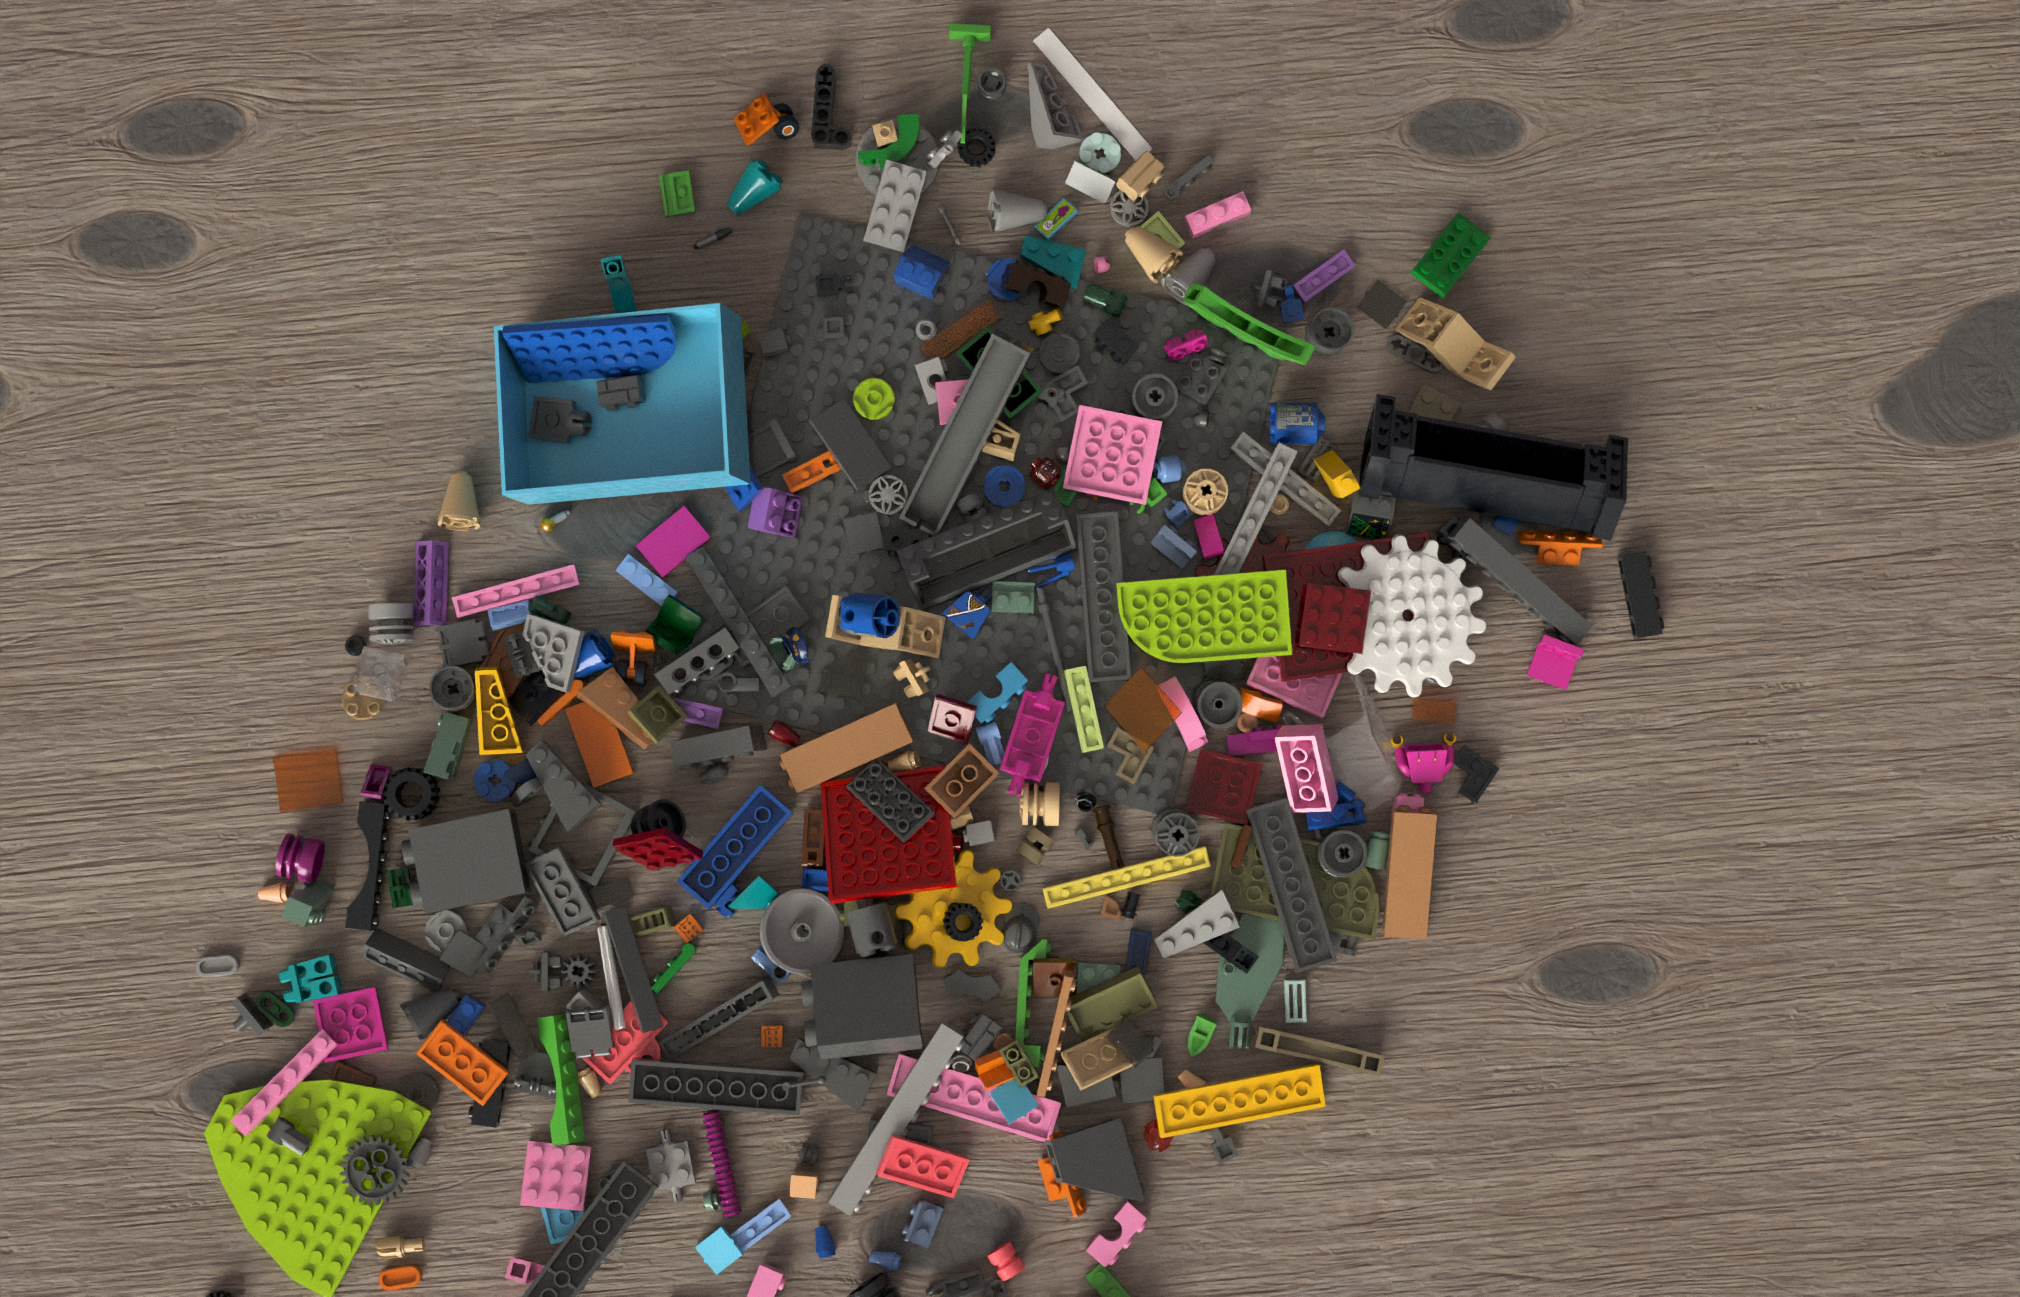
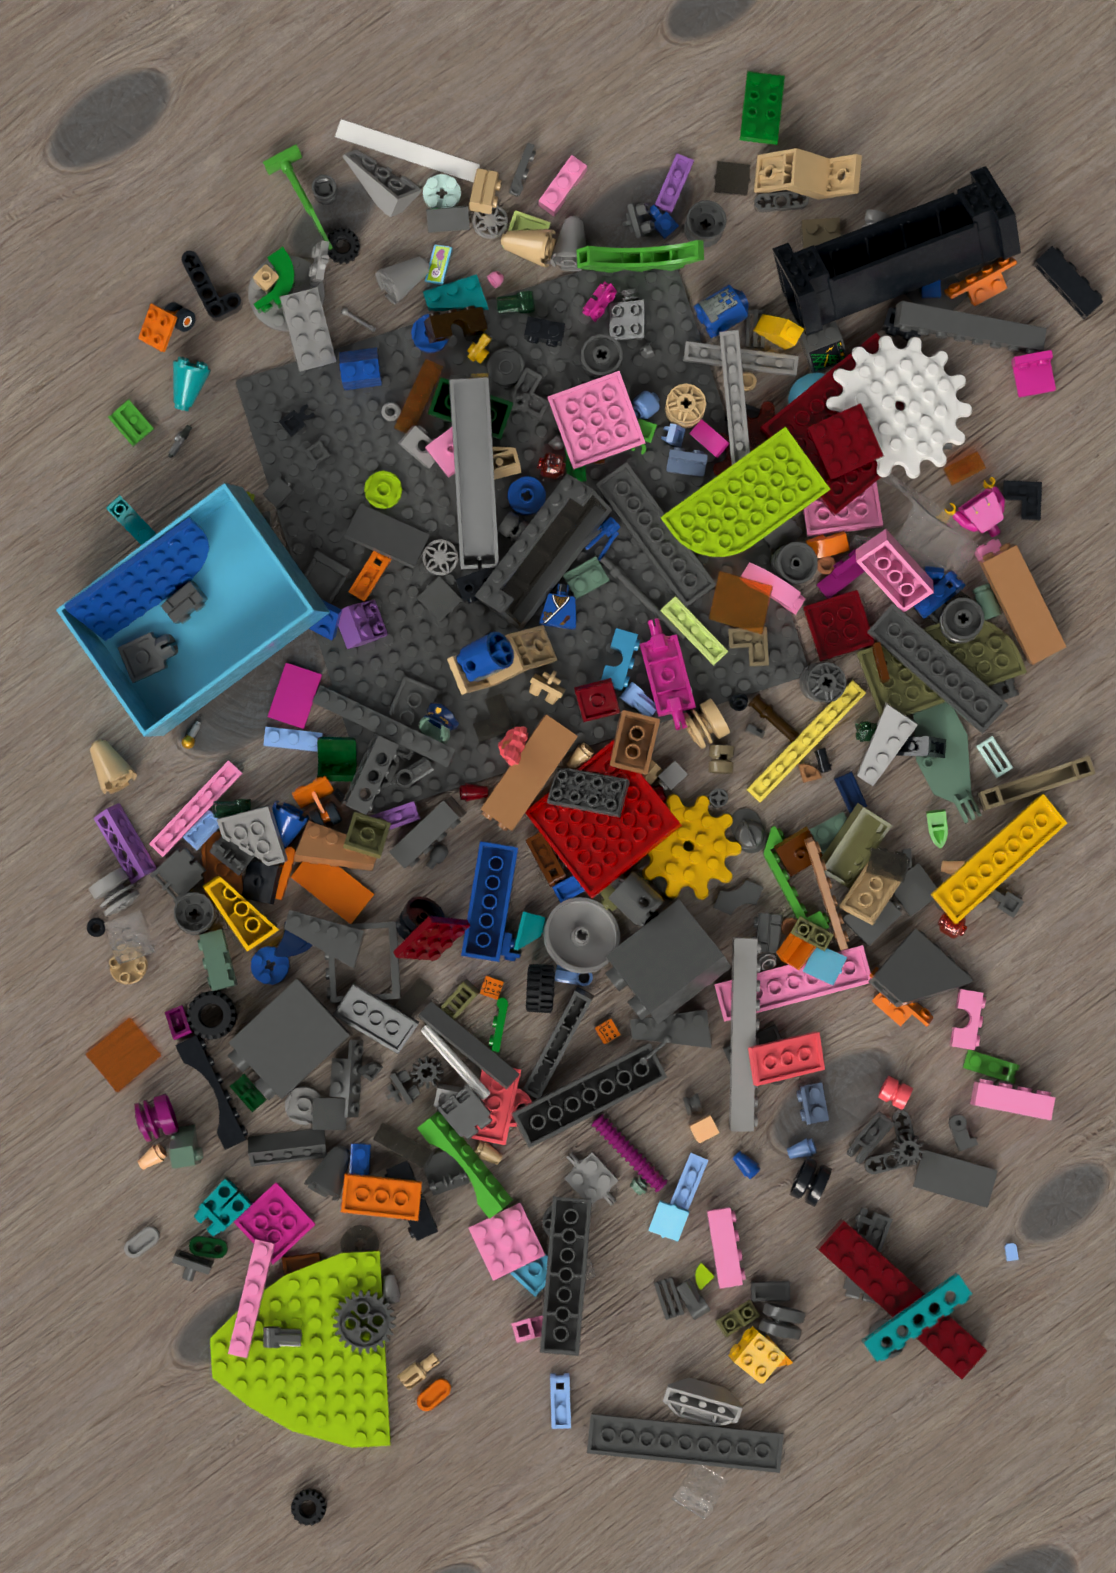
camera: 35 degrees left, 0 degrees up
(526, 792) = (301, 958): dark grey beam -> none
(731, 957) = (540, 988): none -> black tyre
(846, 713) = (513, 744): none -> coral rock
(975, 918) = (713, 848): black tyre -> none

